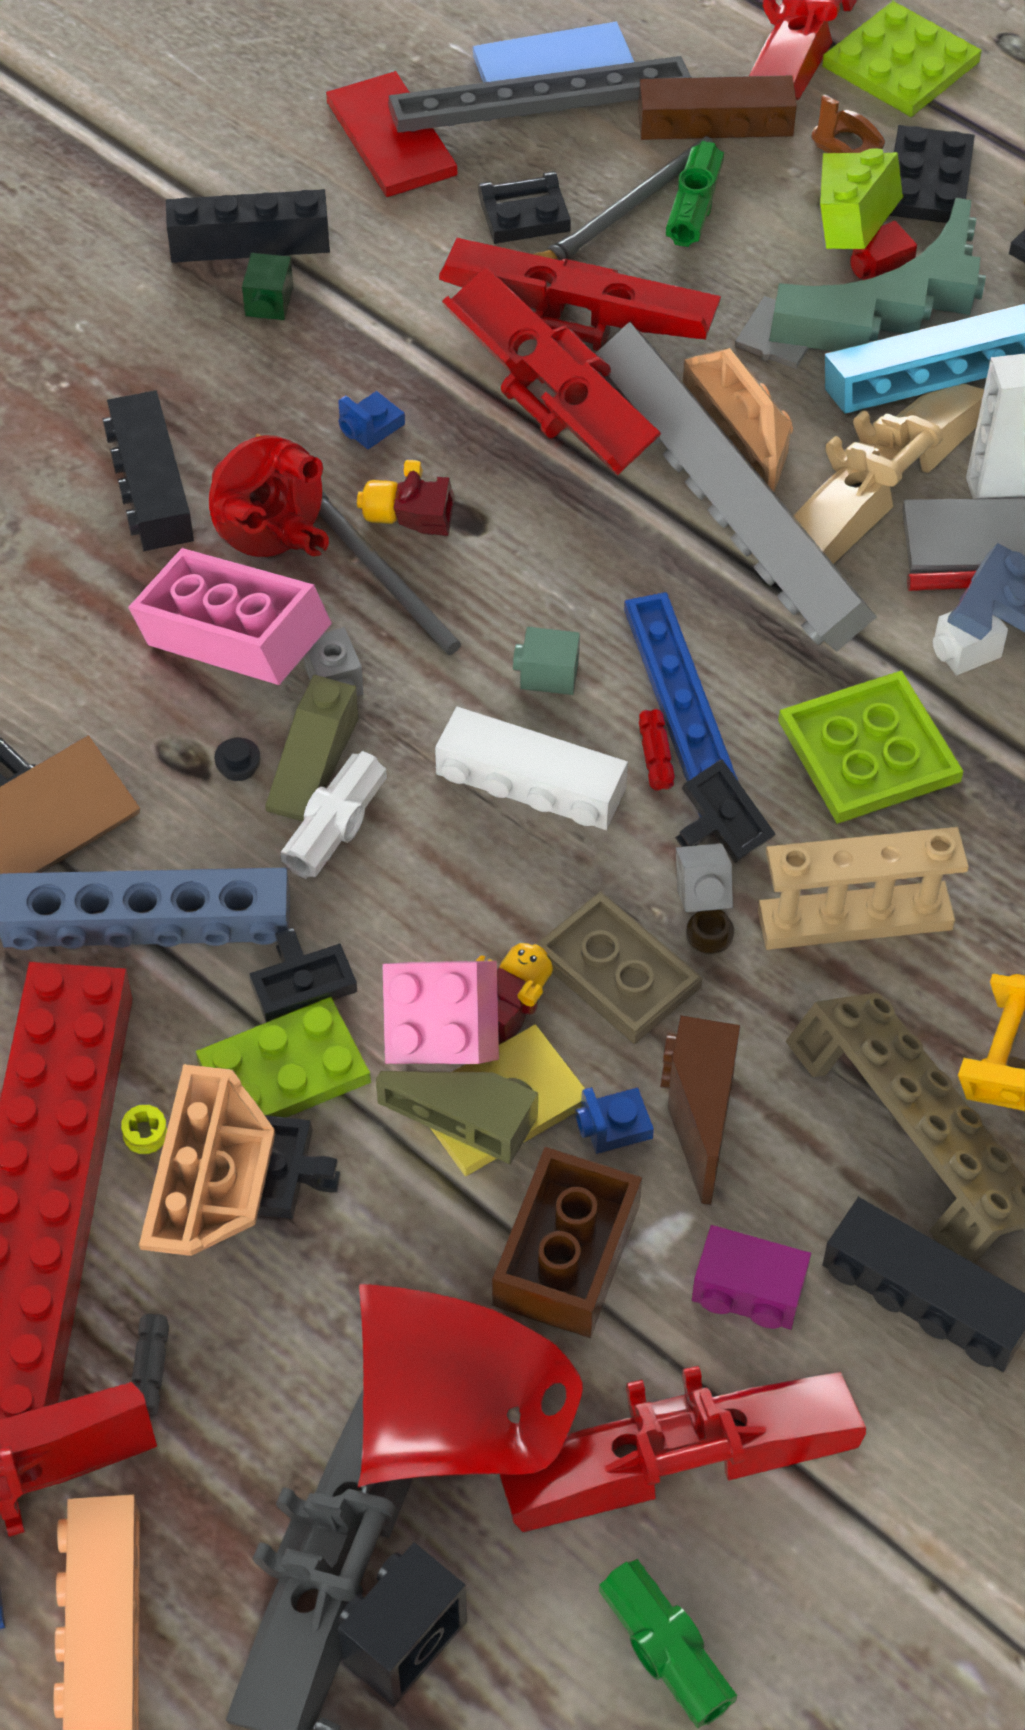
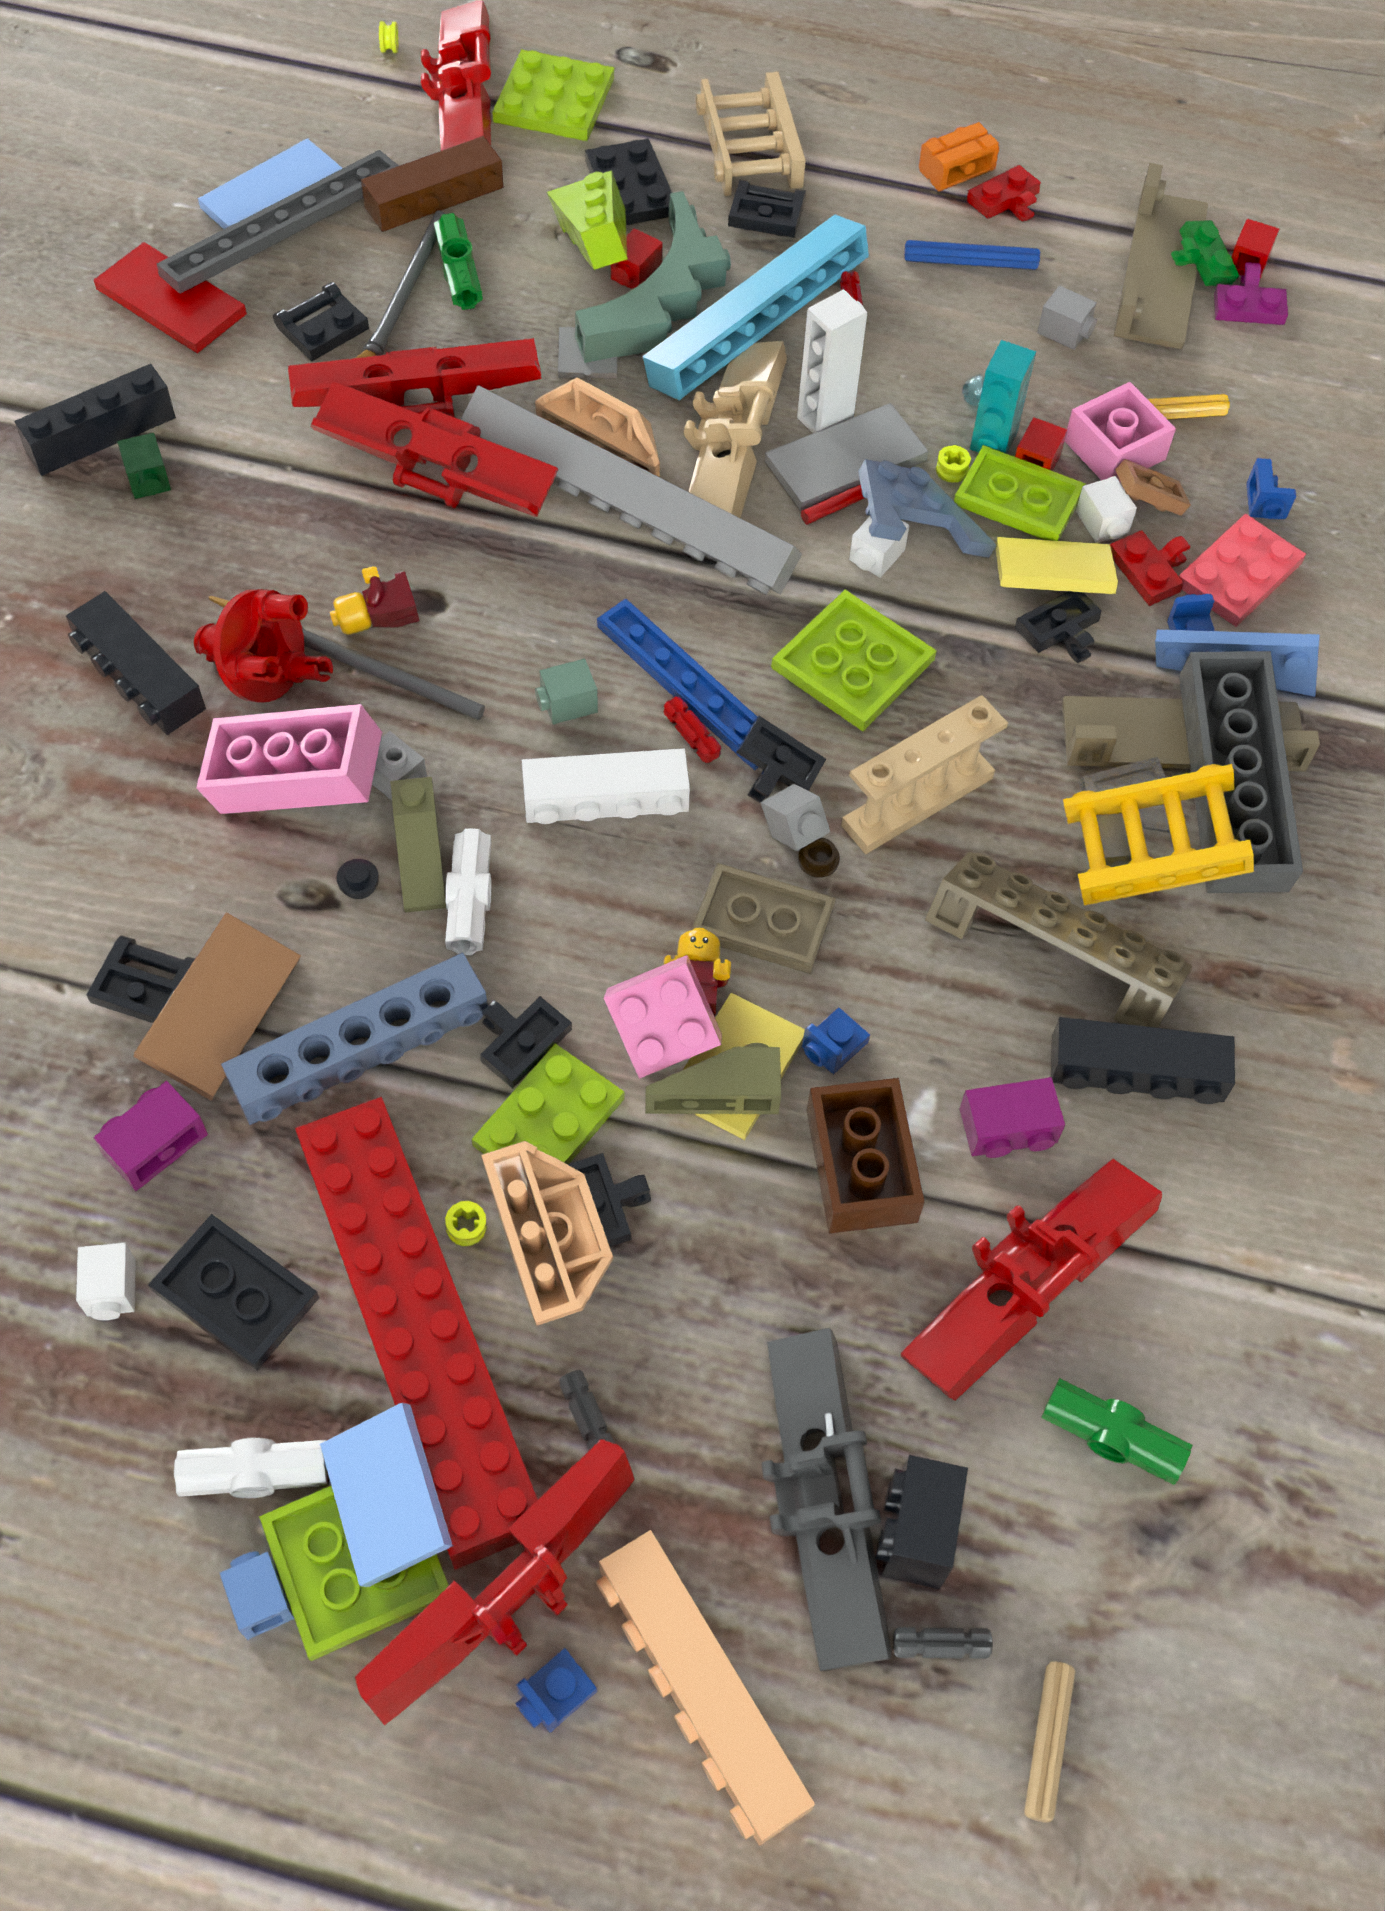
camera: 30 degrees left, 5 degrees up
(369, 419) = (297, 547): blue bracket -> none
(443, 1386) = (831, 1321): red piece -> none
(699, 1081) = (901, 995): reddish brown slope -> none
(834, 122) = (538, 161): dark orange piece -> none

